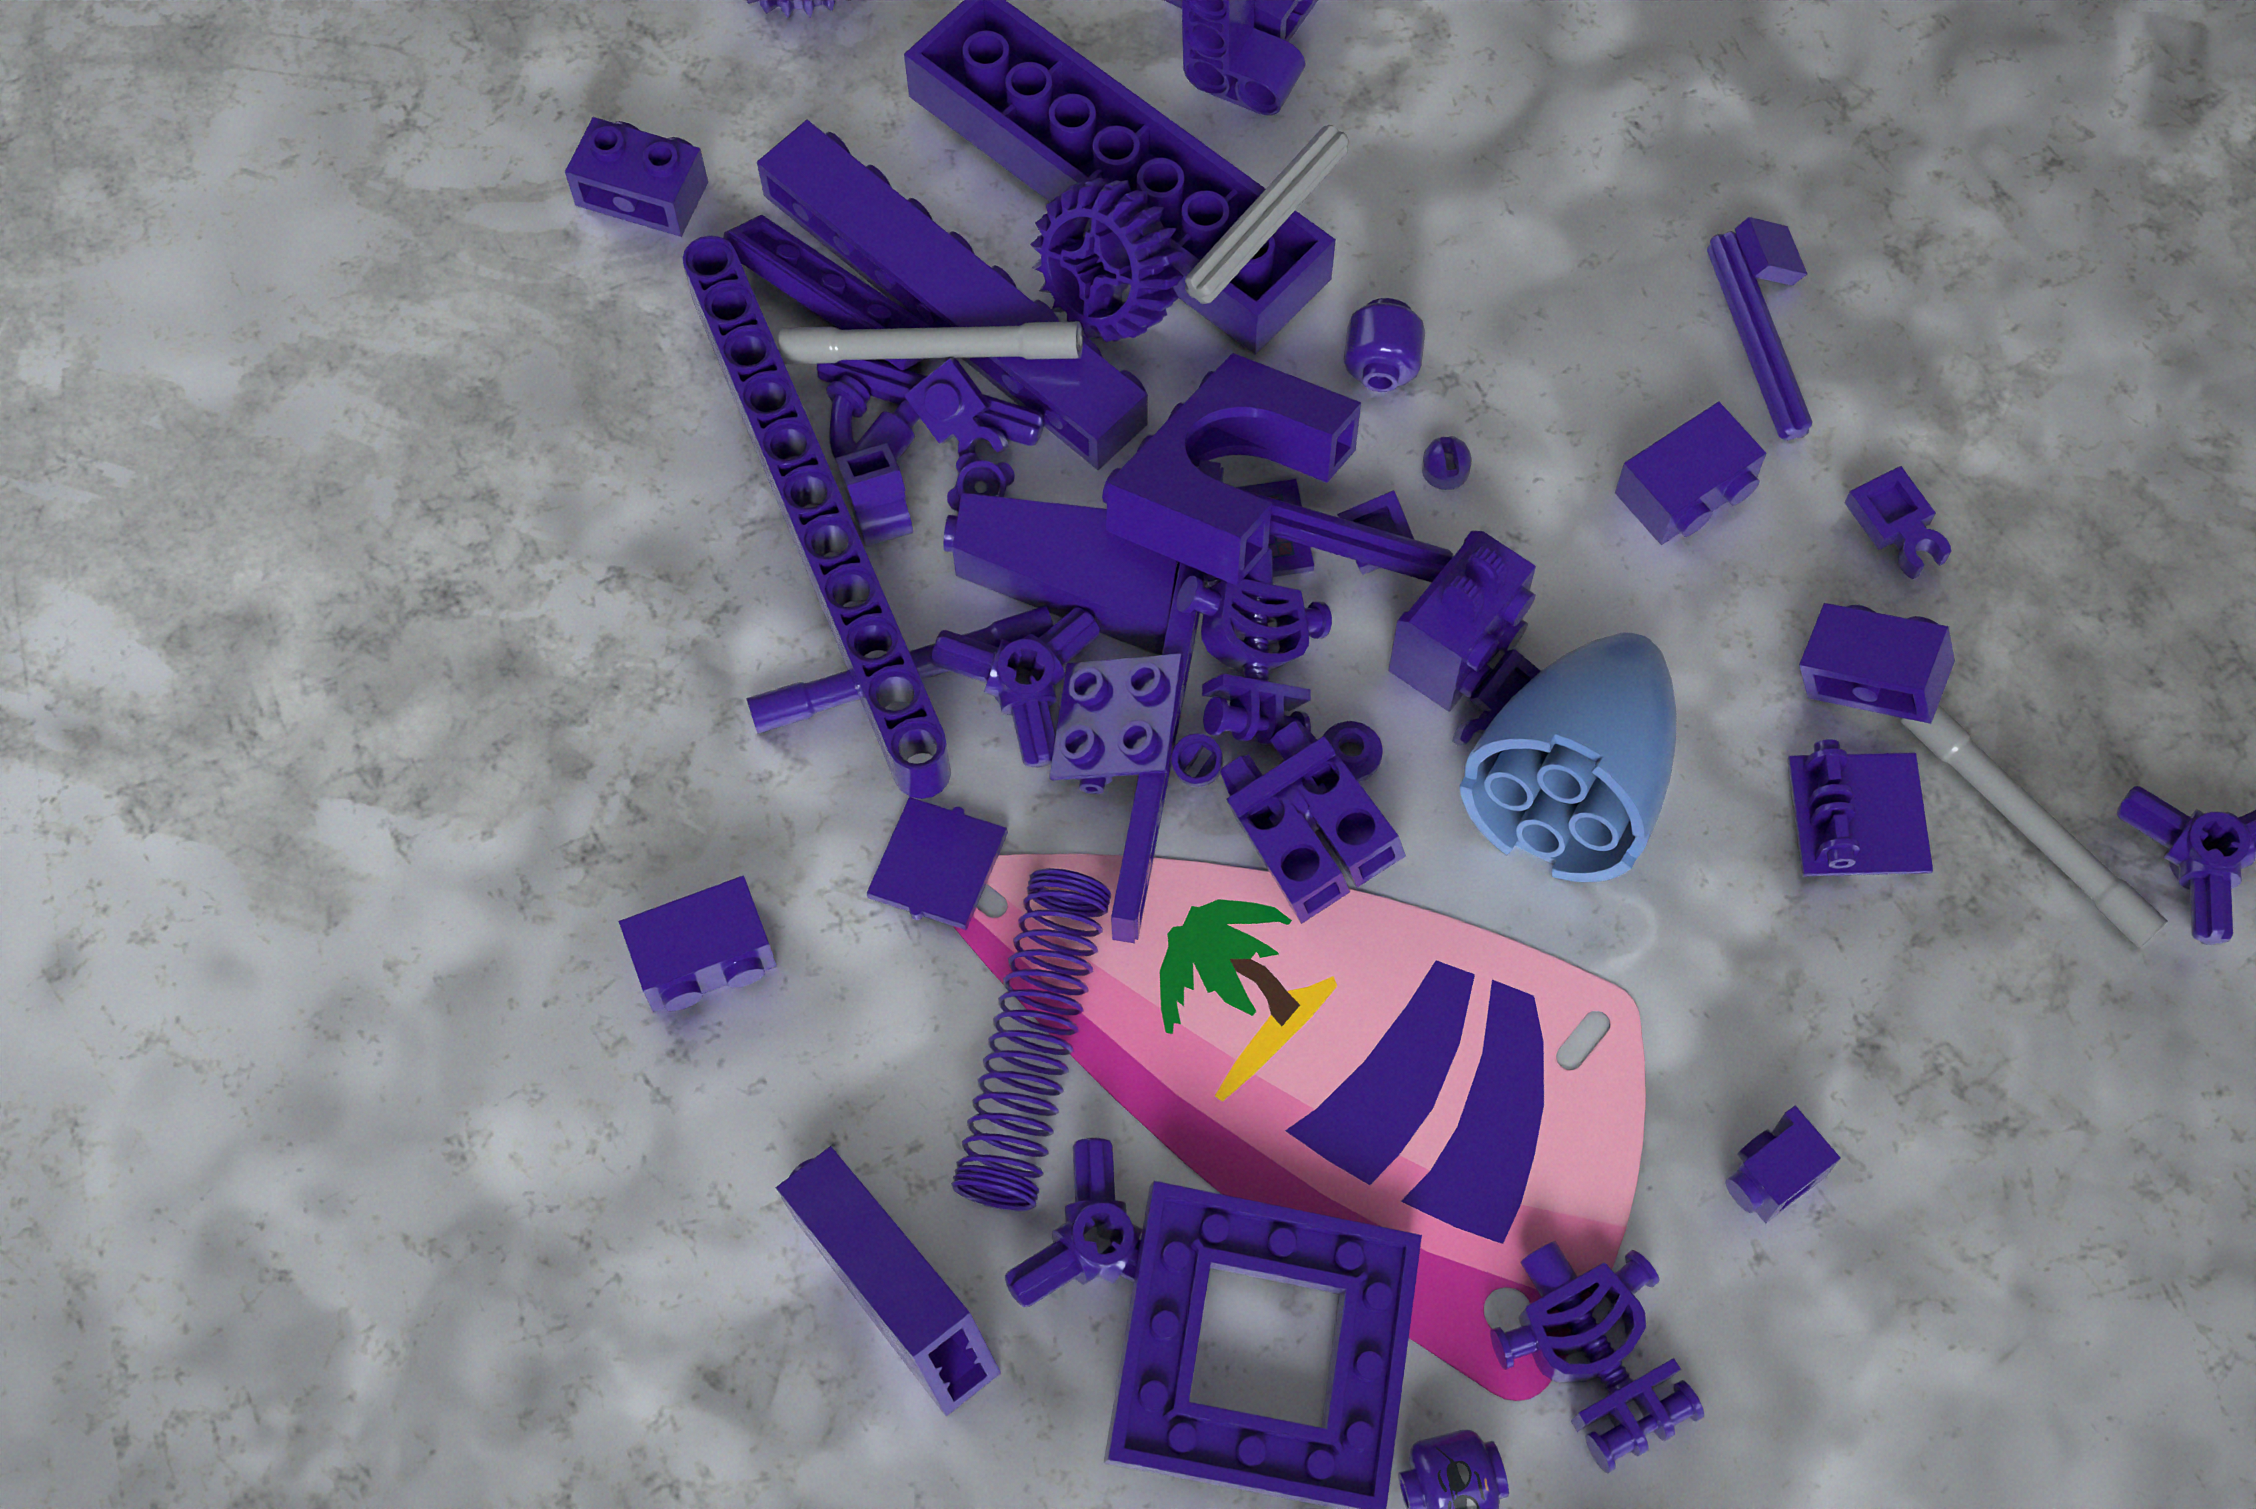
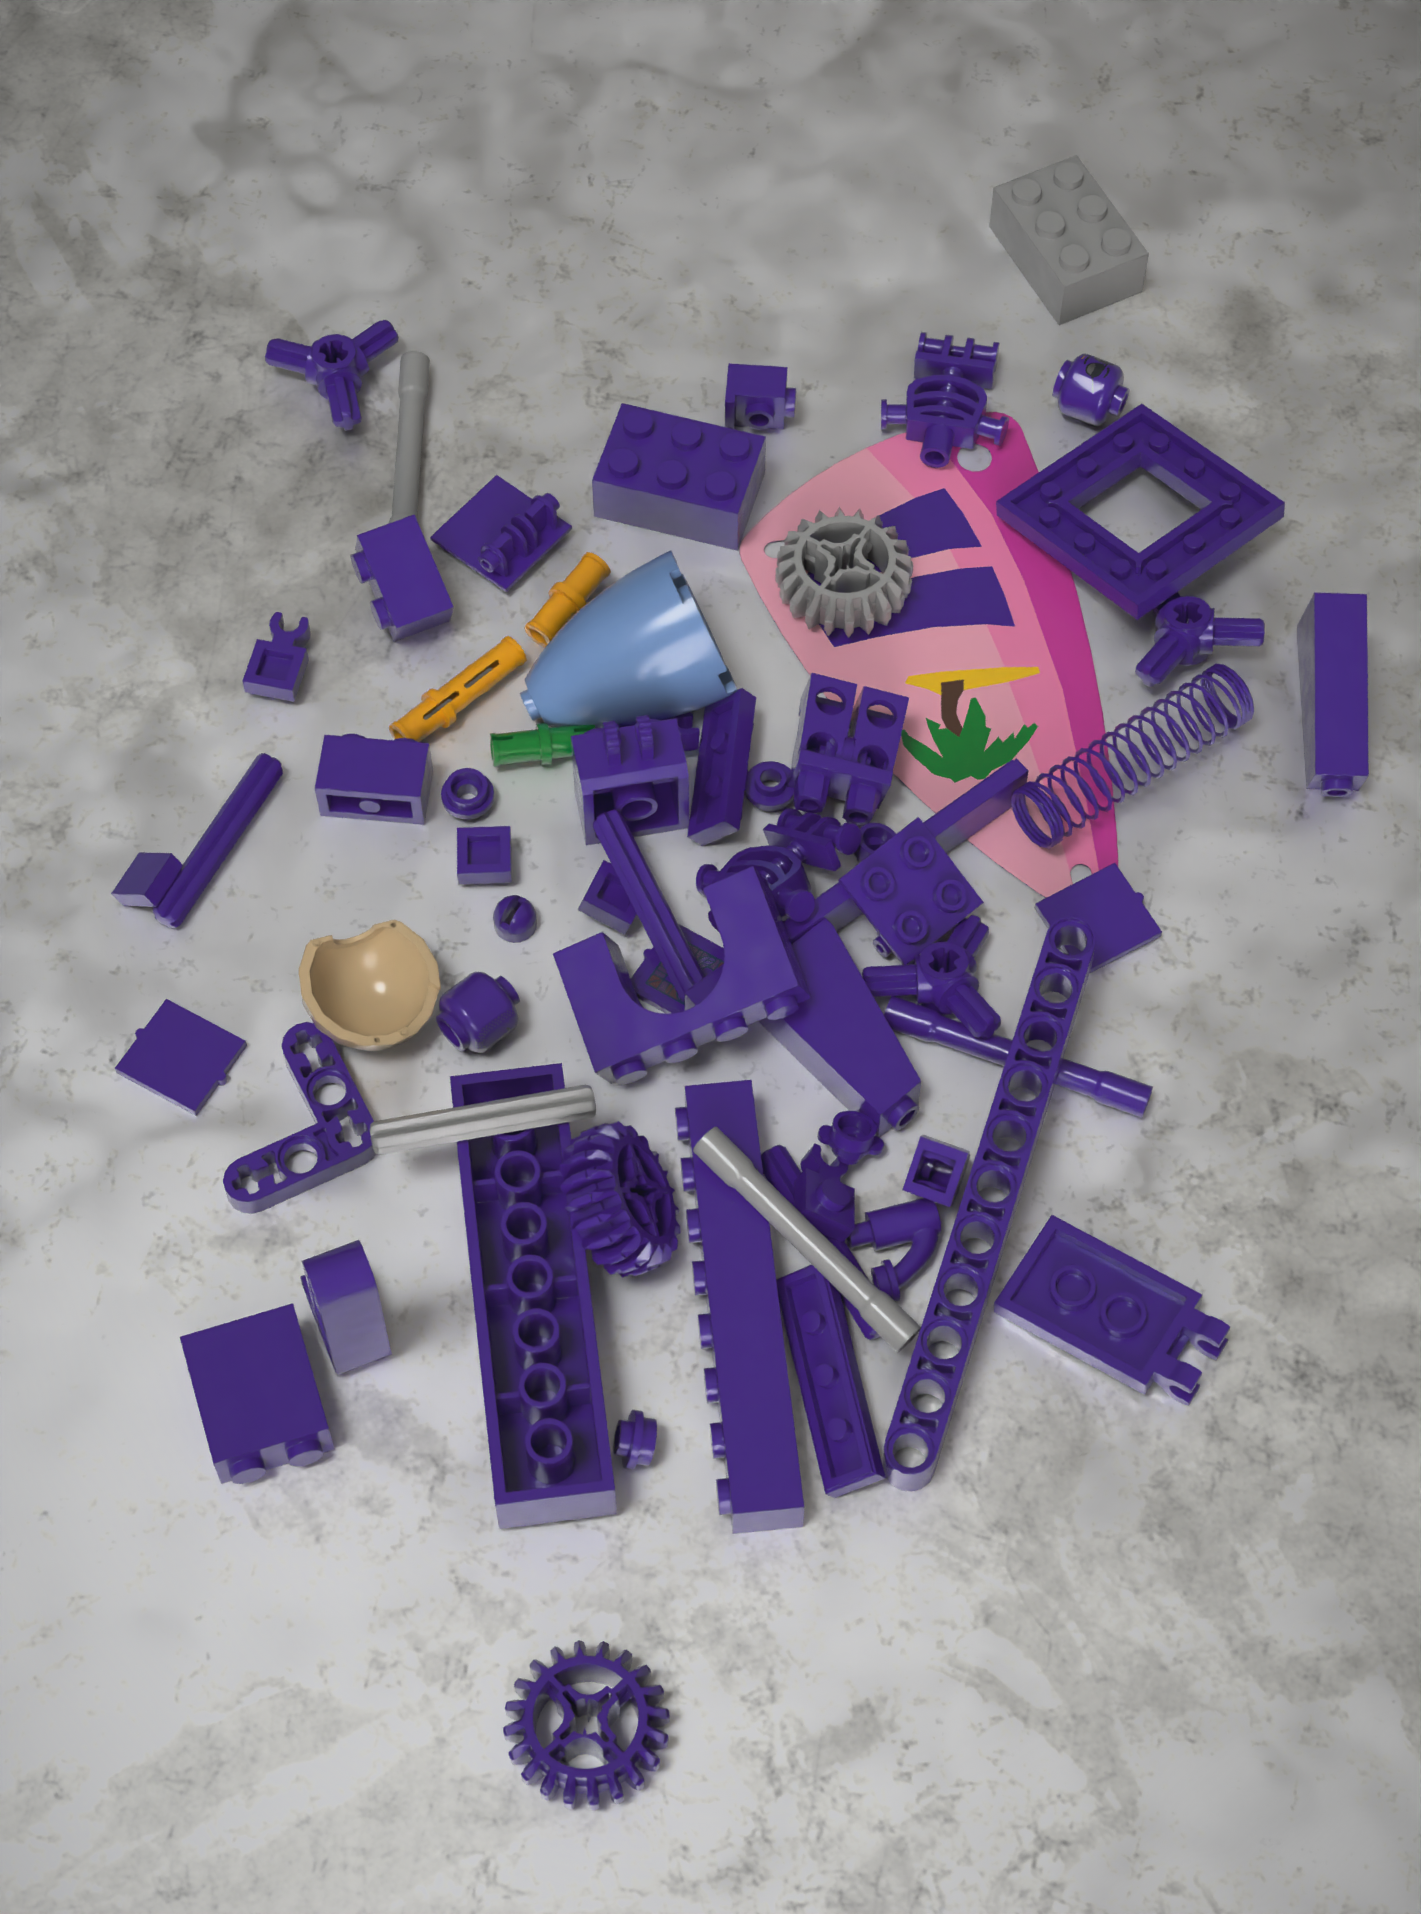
camera: 140 degrees left, 5 degrees down
(637, 176) = (898, 1600): dark purple brick -> none
(642, 511) = (1110, 1311): none -> dark purple tile
(698, 945) = (1304, 969): dark purple brick -> none
(939, 140) = (635, 1440): none -> dark purple plate
(1402, 723) = (722, 768): none -> dark purple plate
(1405, 180) = (323, 1138): none -> dark purple beam
(1486, 274) = (370, 986): none -> tan cylinder
(1527, 486) = (484, 855): none -> dark purple plate
(1544, 1010) = (850, 587): none -> light grey gear
(1585, 160) = (181, 1057): none -> dark purple piece
(1592, 618) = (534, 745): none -> green pin
(1607, 519) = (467, 782): none -> dark purple plate
(1713, 591) = (501, 659): none -> light orange pin
(1720, 787) = (567, 598): none -> light orange pin
(1757, 999) = (679, 476): none -> dark purple brick

